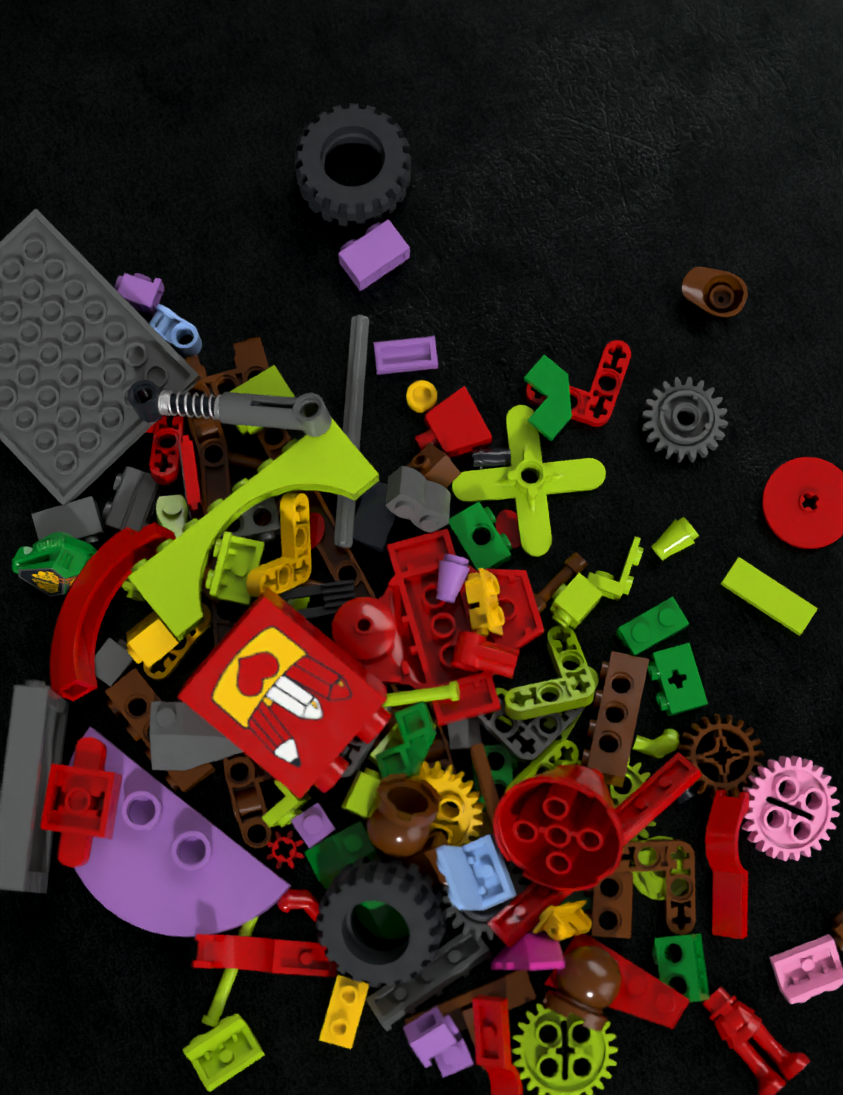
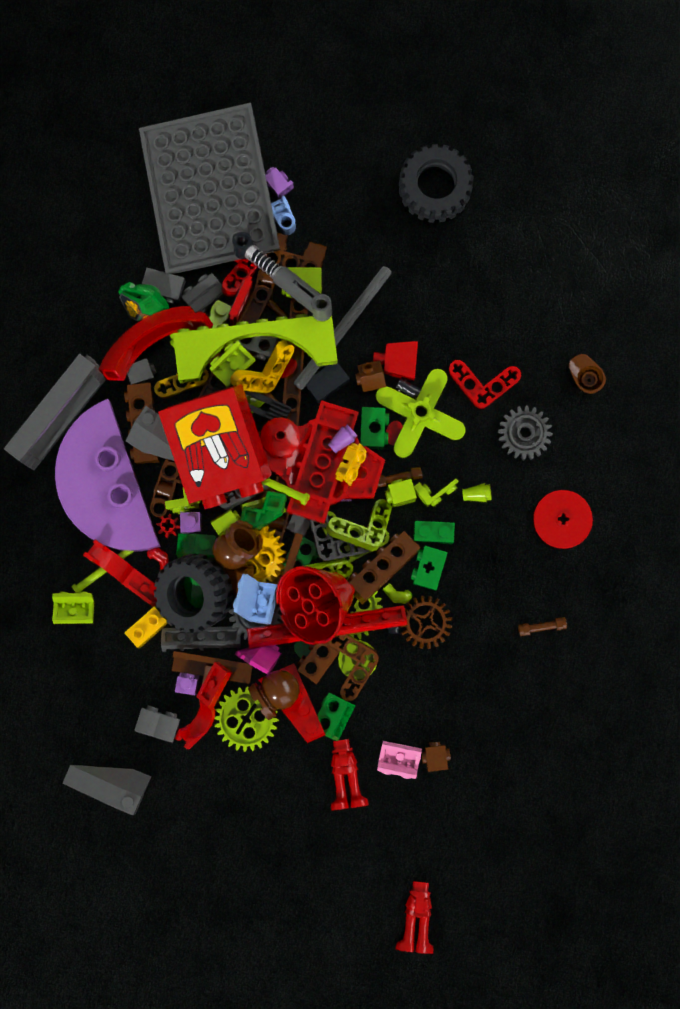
camera: 35 degrees right, 5 degrees up
(81, 802) = (79, 435): red brick -> none
(150, 640) = (164, 373): yellow brick -> none
(373, 254) = (416, 239): medium lavender brick -> none
(405, 355) = (398, 304): medium lavender tile -> none
(418, 499) = (352, 387): dark grey brick -> none
(421, 396) = (393, 332): yellow tile -> none
(431, 1034) = (181, 666): medium lavender brick -> none
(476, 654) = (329, 486): red piece -> none
(554, 386) = (458, 384): green tile -> none
(564, 921) = (286, 653): yellow hinge -> none
(729, 876) = (388, 686): red piece -> none
(769, 596) = (508, 555): lime tile -> none
(800, 780) = (458, 661): bright pink gear -> none

